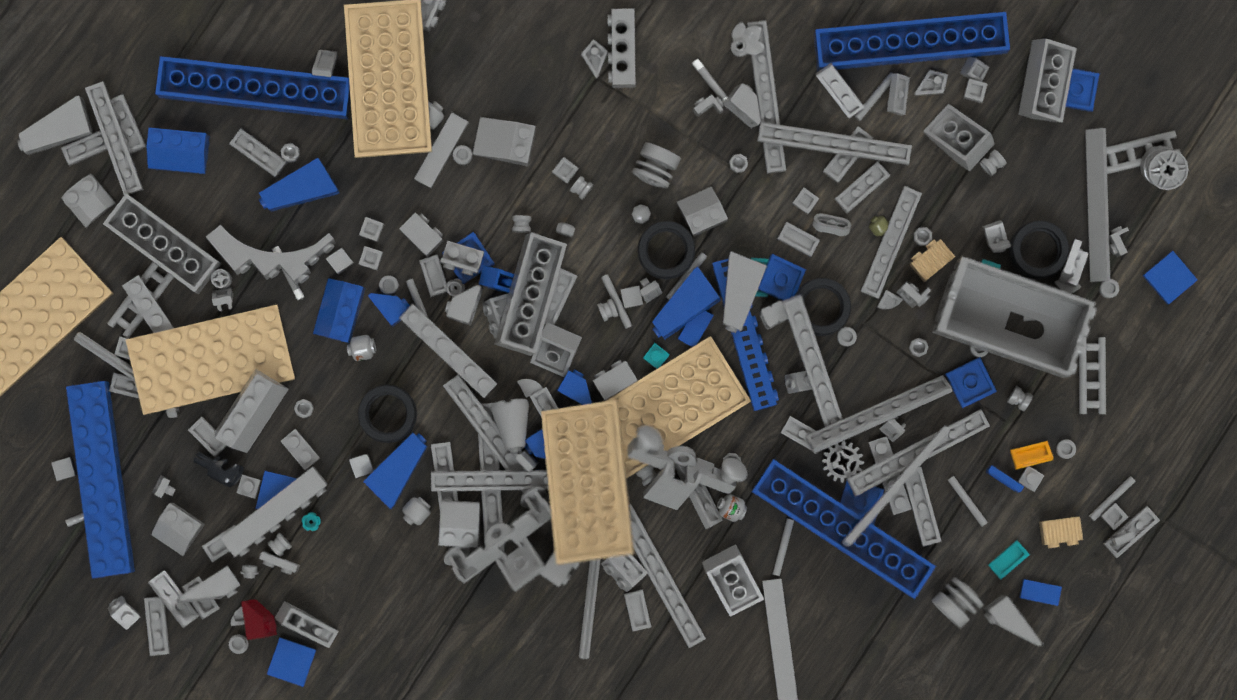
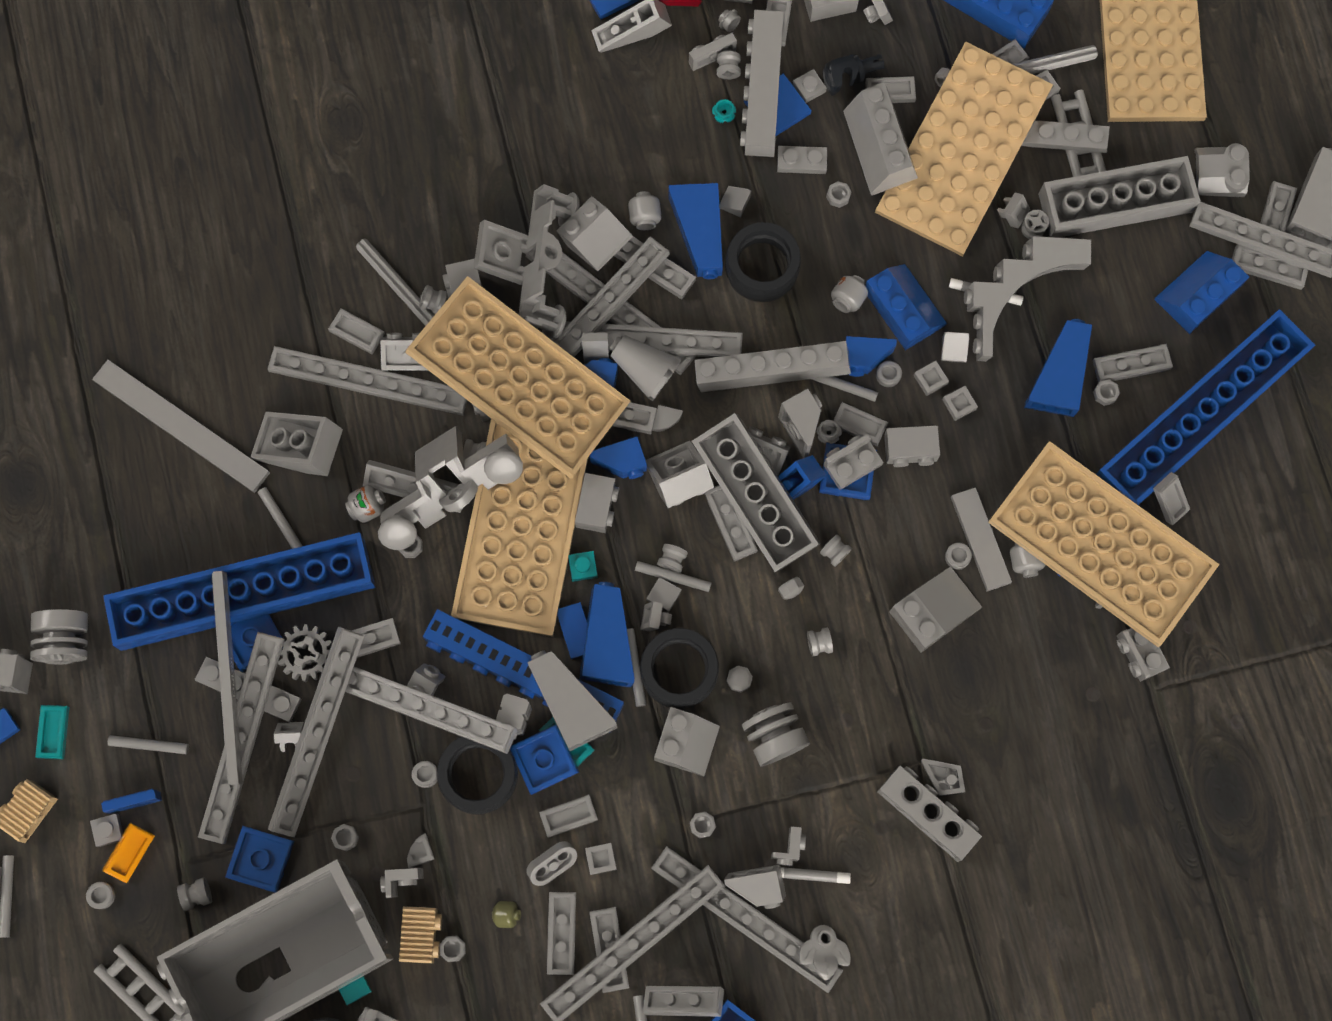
camera: 130 degrees right, 10 degrees down
(565, 170) = (852, 643): light grey tile -> none
(581, 581) = (432, 299): none -> light grey wheel
(891, 242) = (477, 911): light grey tile -> none
(922, 508) = (181, 689): light grey plate -> none

